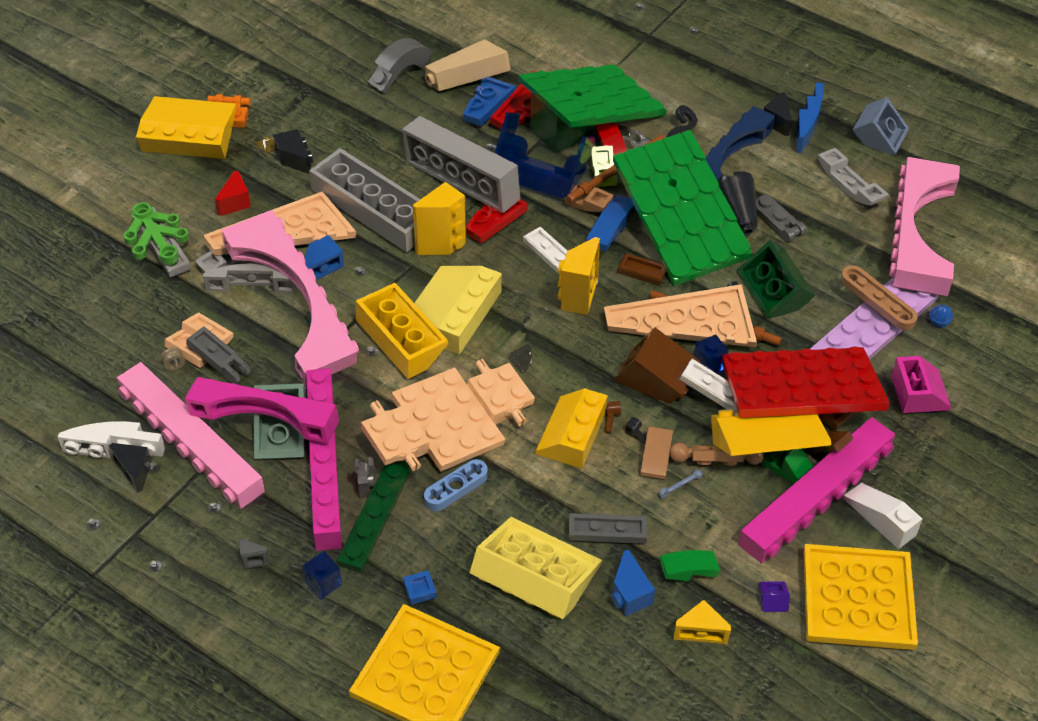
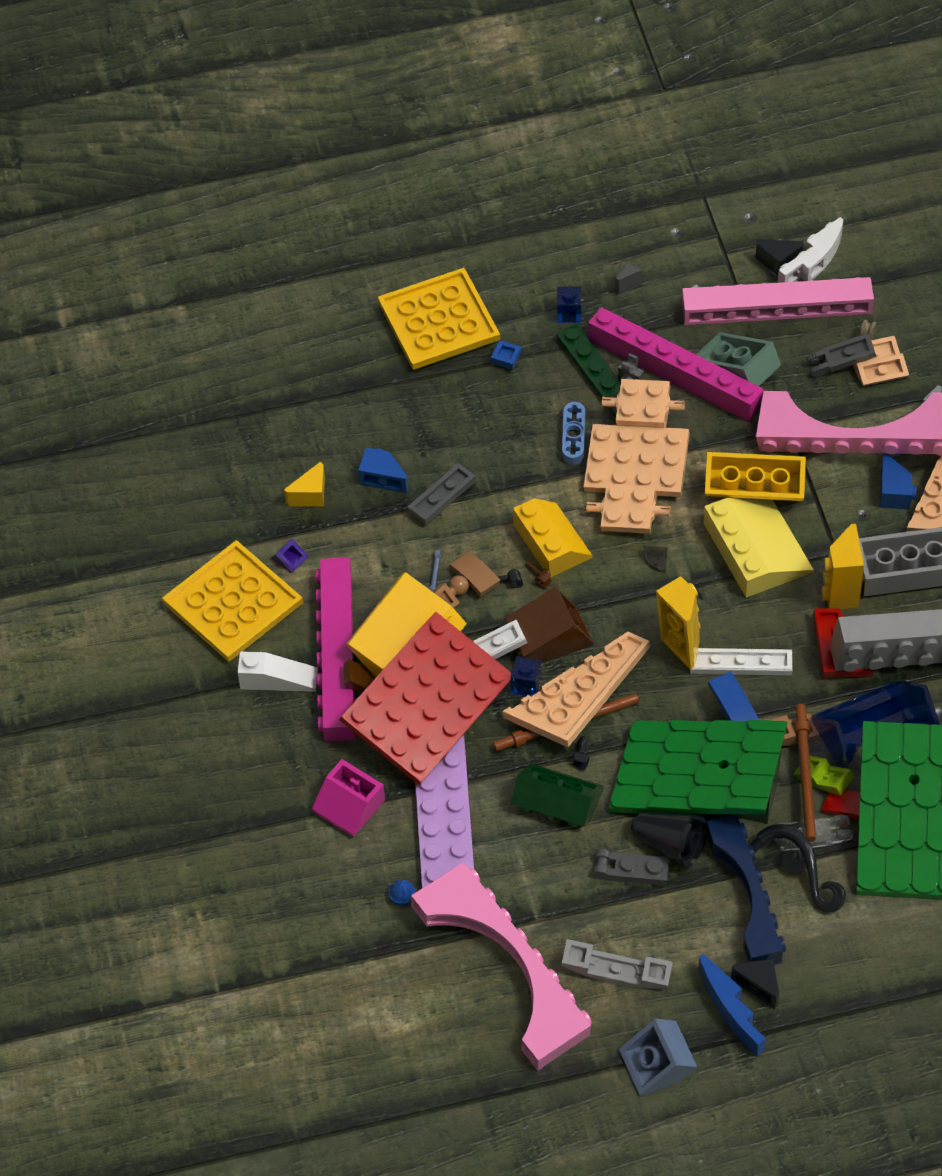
camera: 135 degrees right, 5 degrees up
(217, 399) = (700, 347): dark pink arch -> none
(534, 567) = (454, 429): light yellow slope -> none
(642, 269) = (679, 708): reddish brown tile -> none
(685, 564) = (361, 517): green slope -> none
(879, 297) = (458, 840): medium nougat plate -> none

